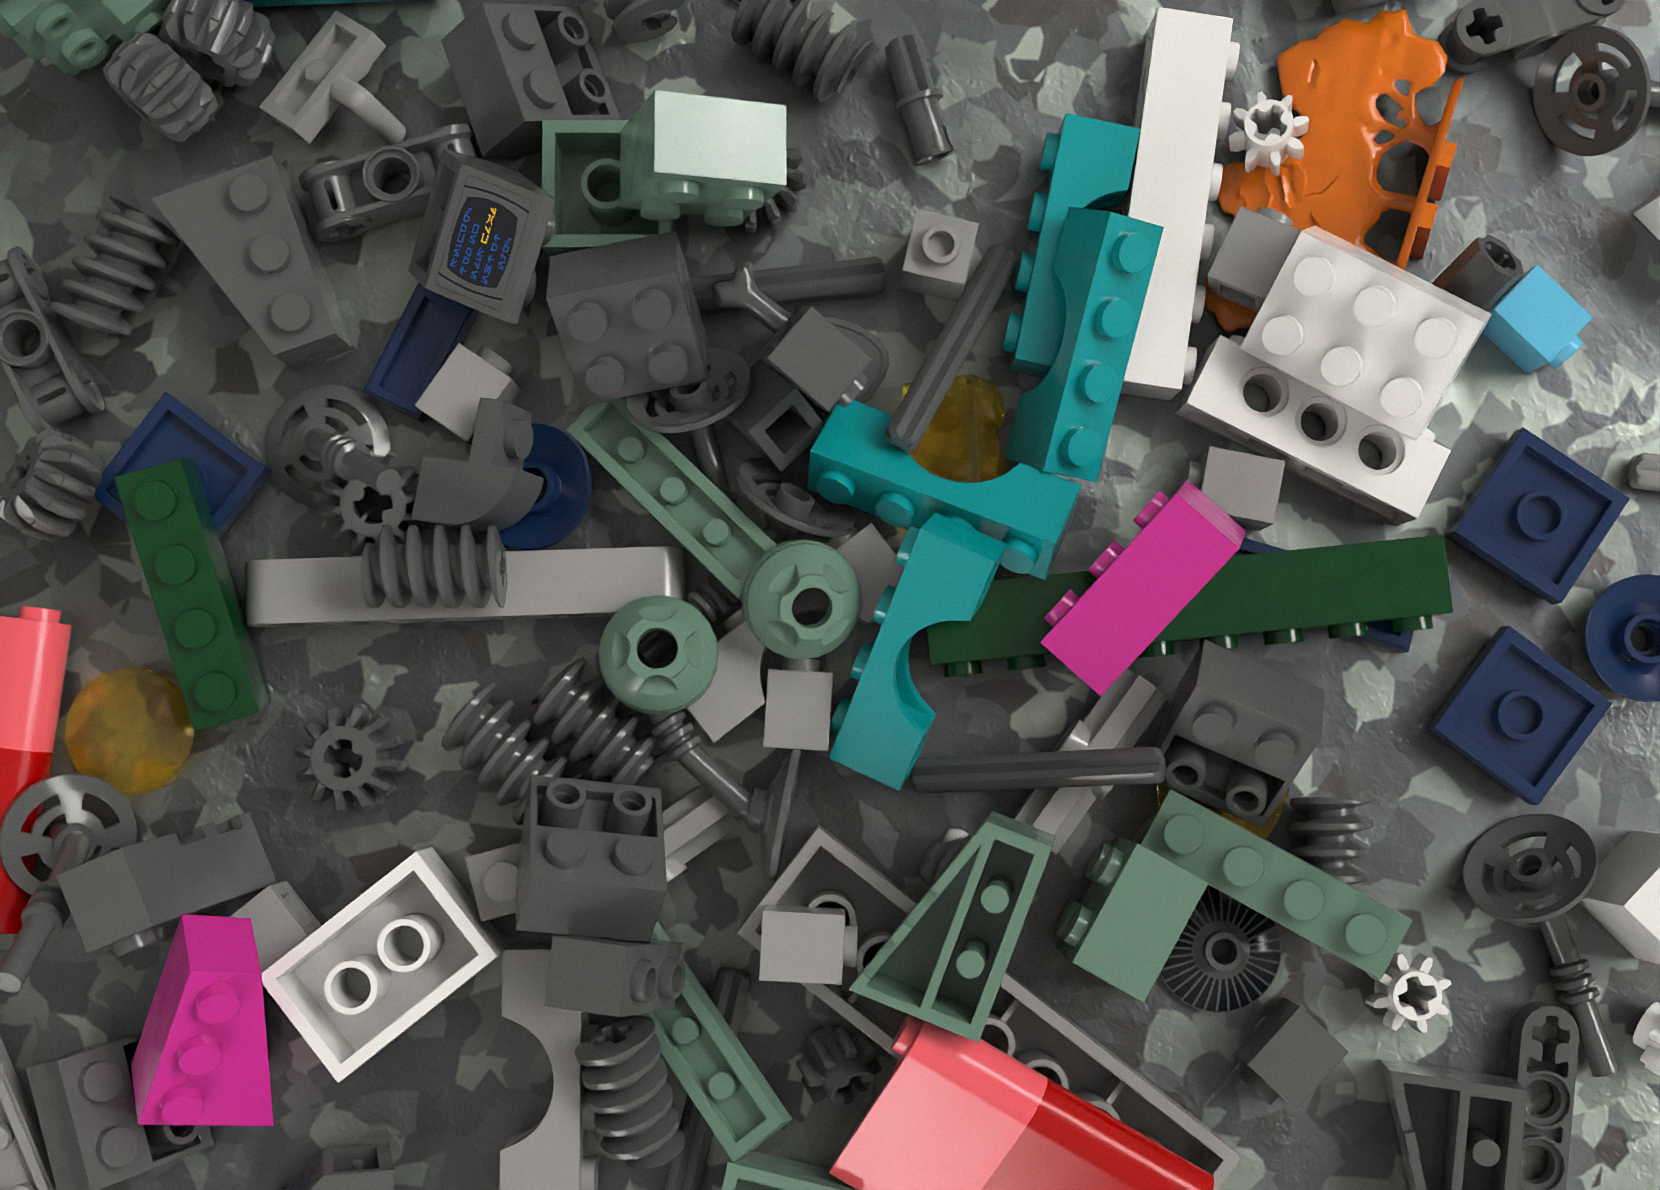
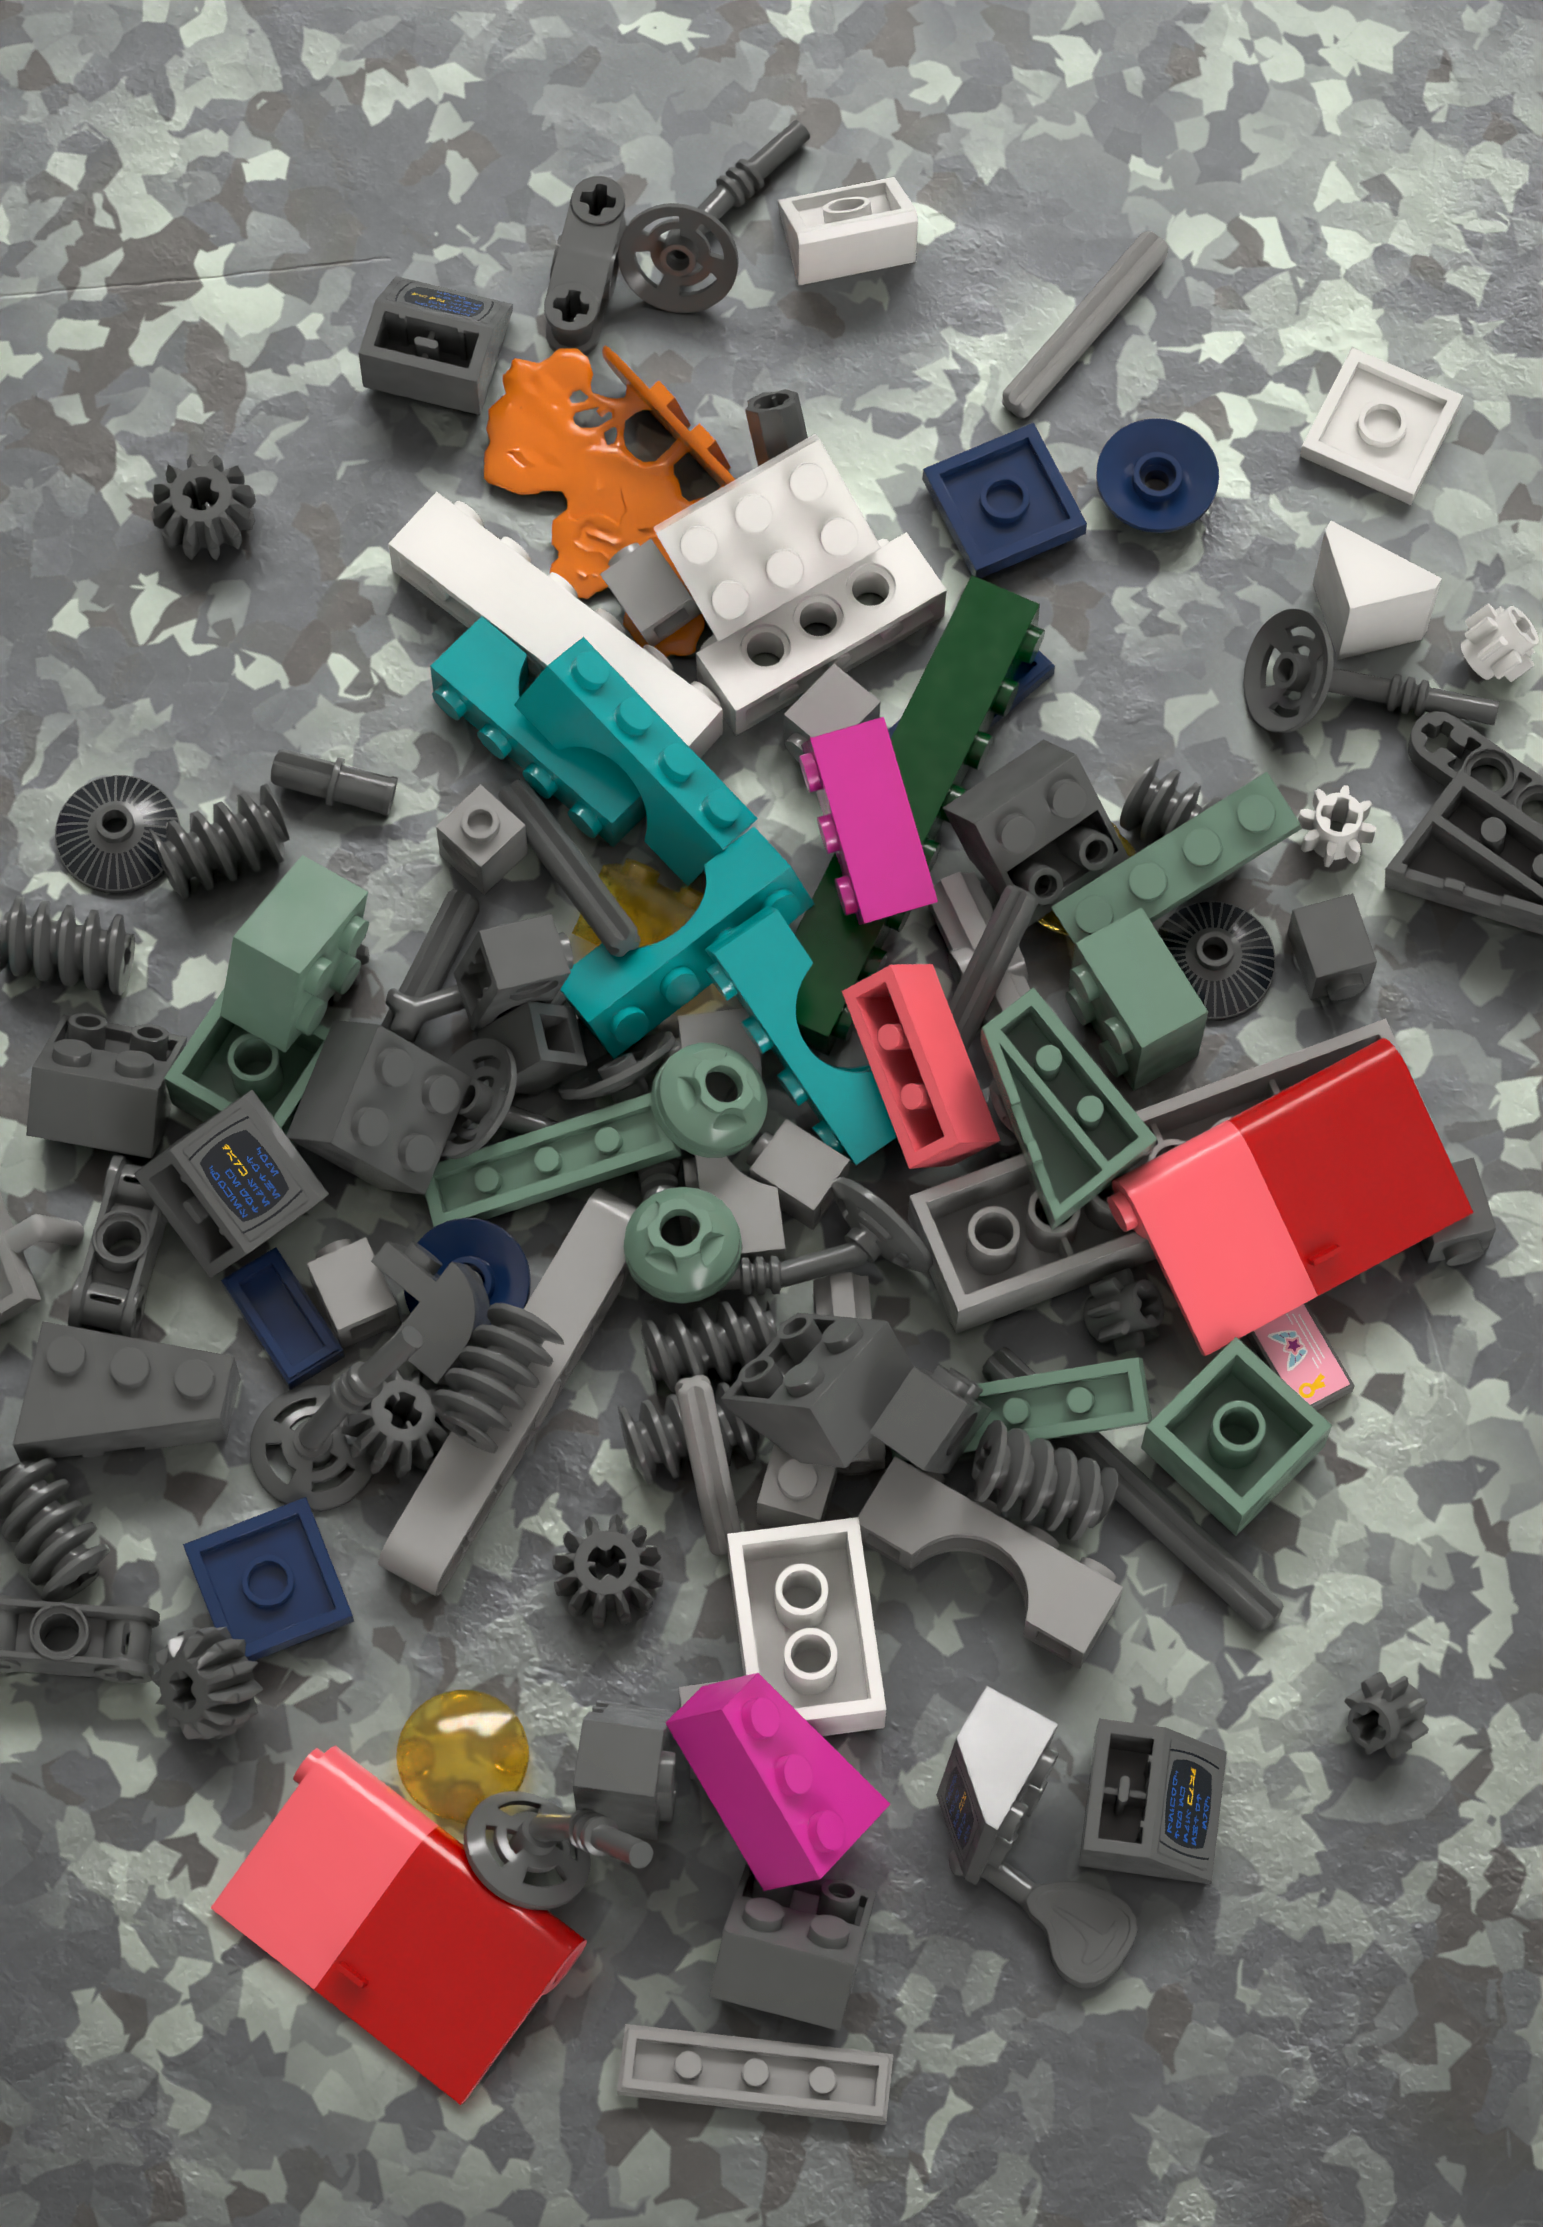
camera: 55 degrees left, 15 degrees down
(193, 592) = (383, 1607): dark green brick -> none
(476, 794) = (708, 1461): none -> light grey axle
(806, 944) = (999, 1249): light grey brick -> none
(941, 768) = (920, 1065): none -> coral brick
(1262, 118) = (539, 506): white gear -> none
(1519, 715) = (1160, 610): dark blue plate -> none
(1536, 322) = (843, 408): medium azure brick -> none

